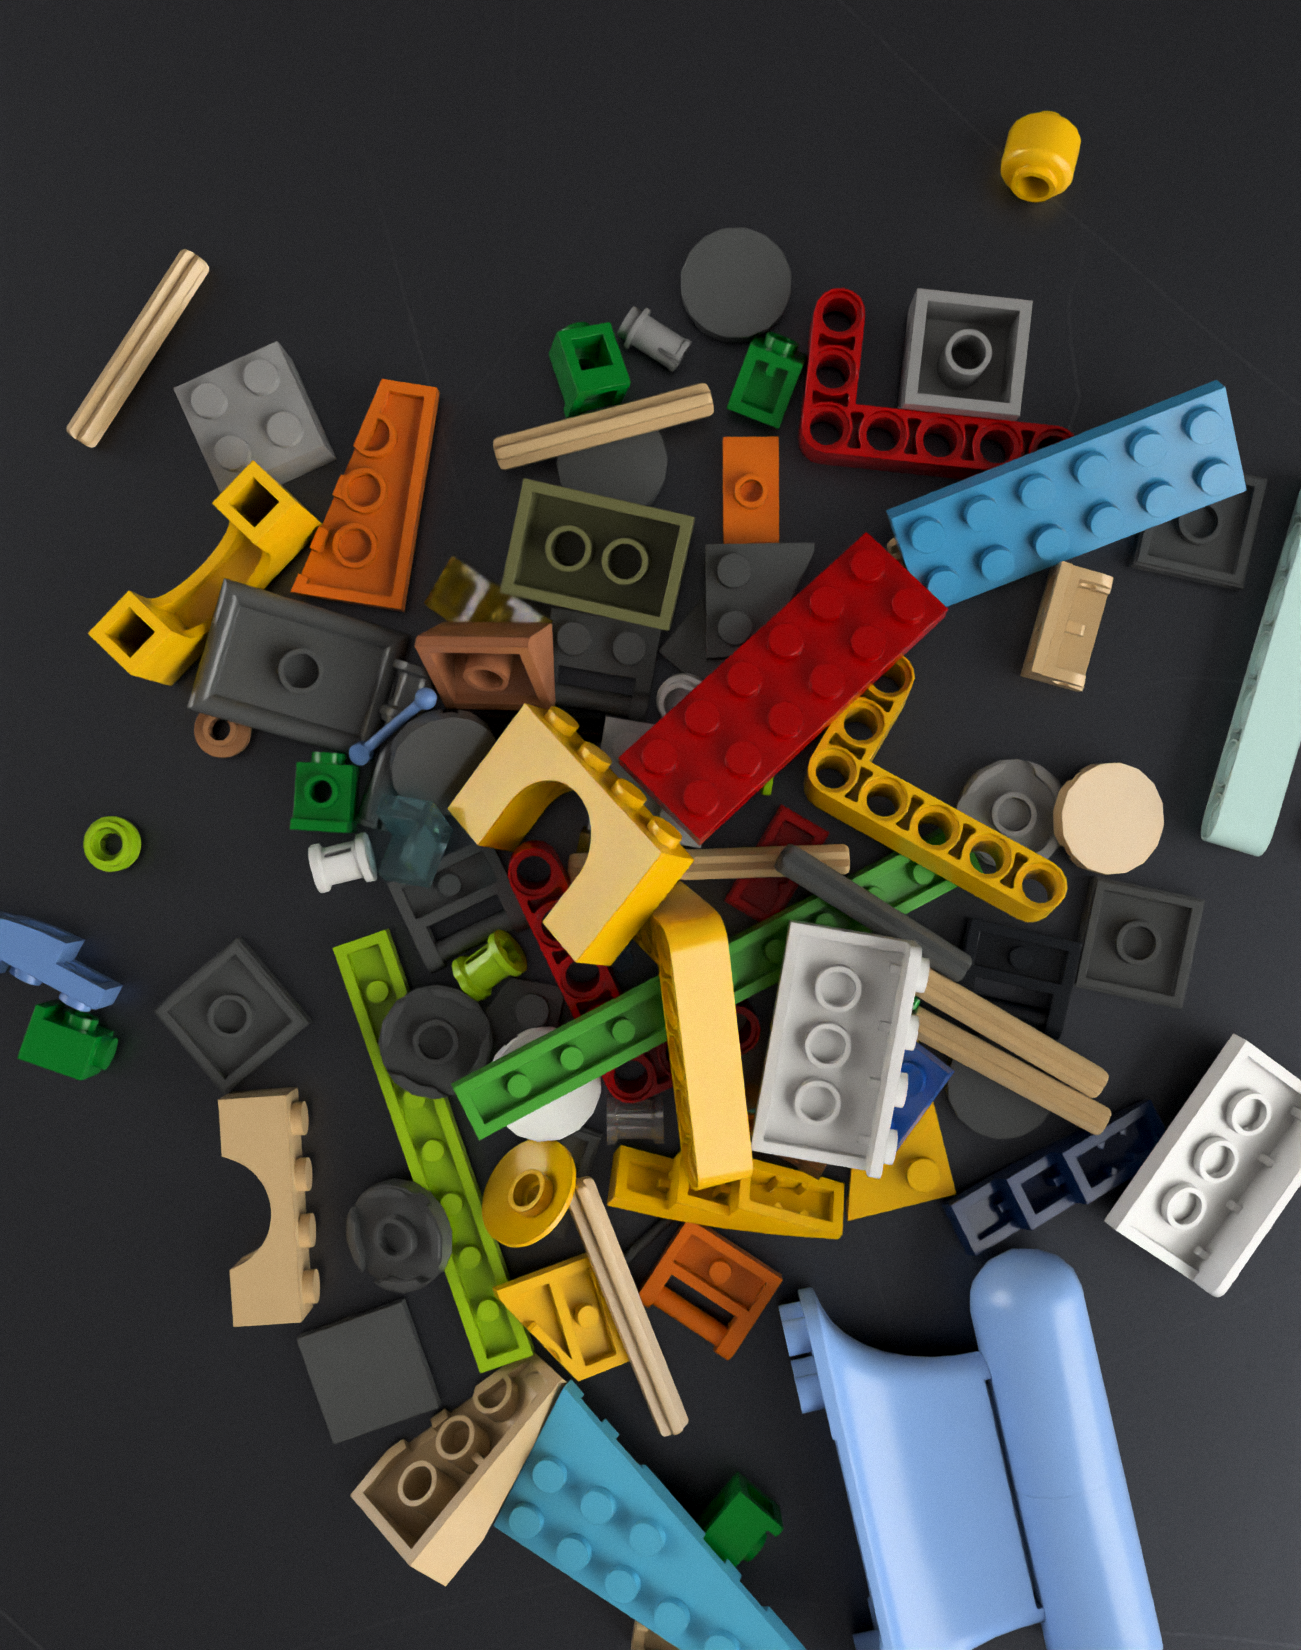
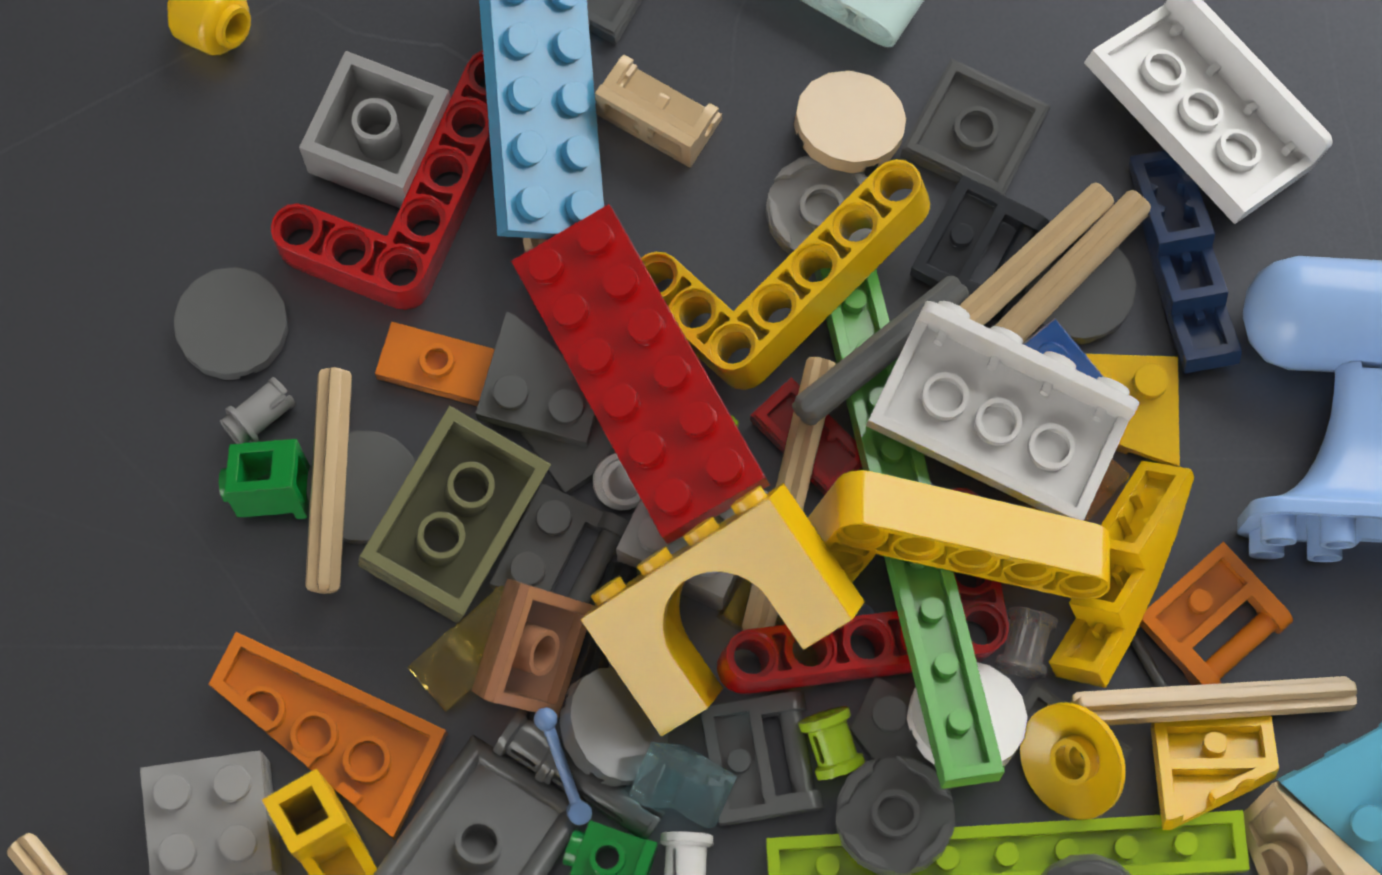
camera: 70 degrees left, 15 degrees down
(767, 379) = (333, 315): green bracket -> none

